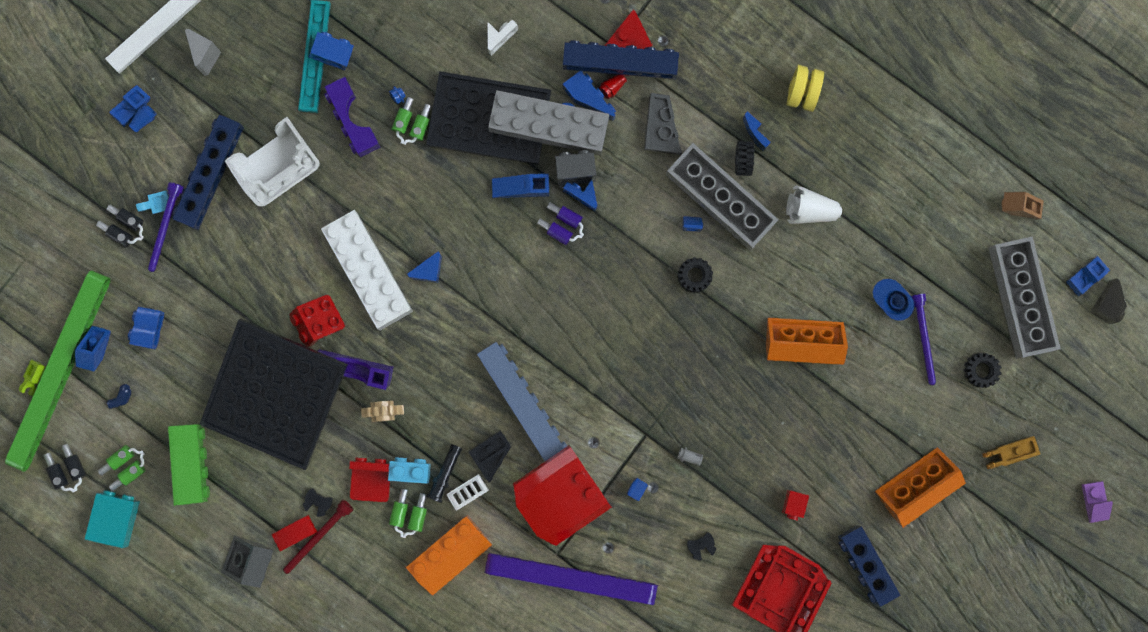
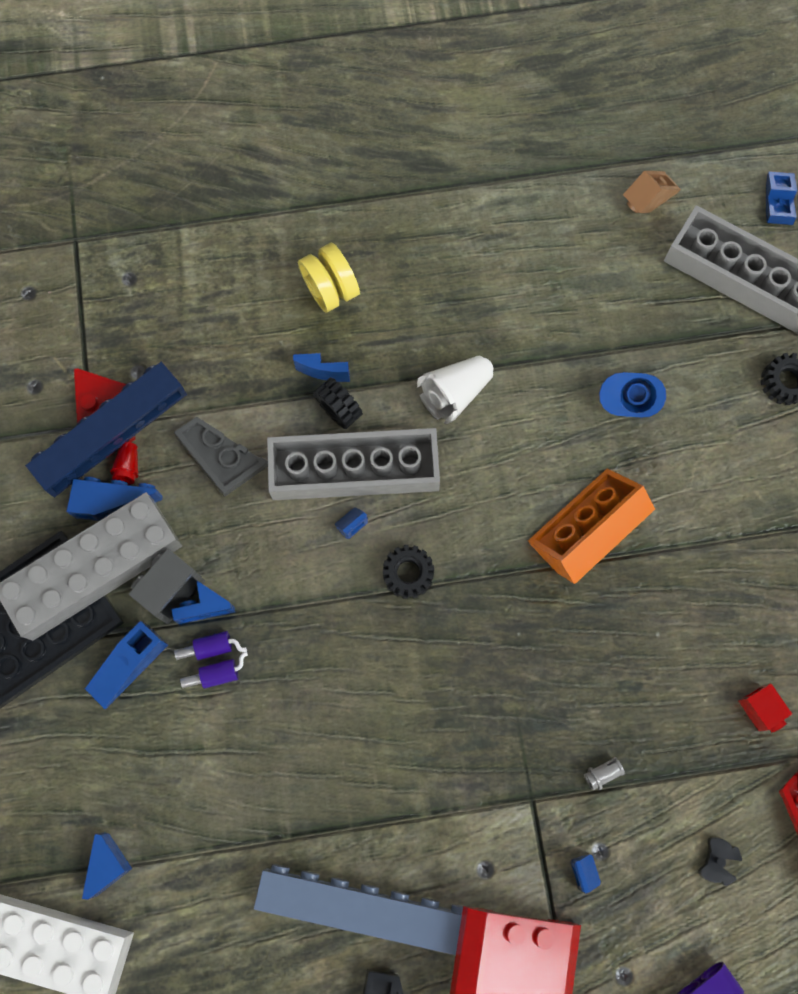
camera: 40 degrees left, 10 degrees down
(919, 301) = (701, 404): dark purple piece -> none

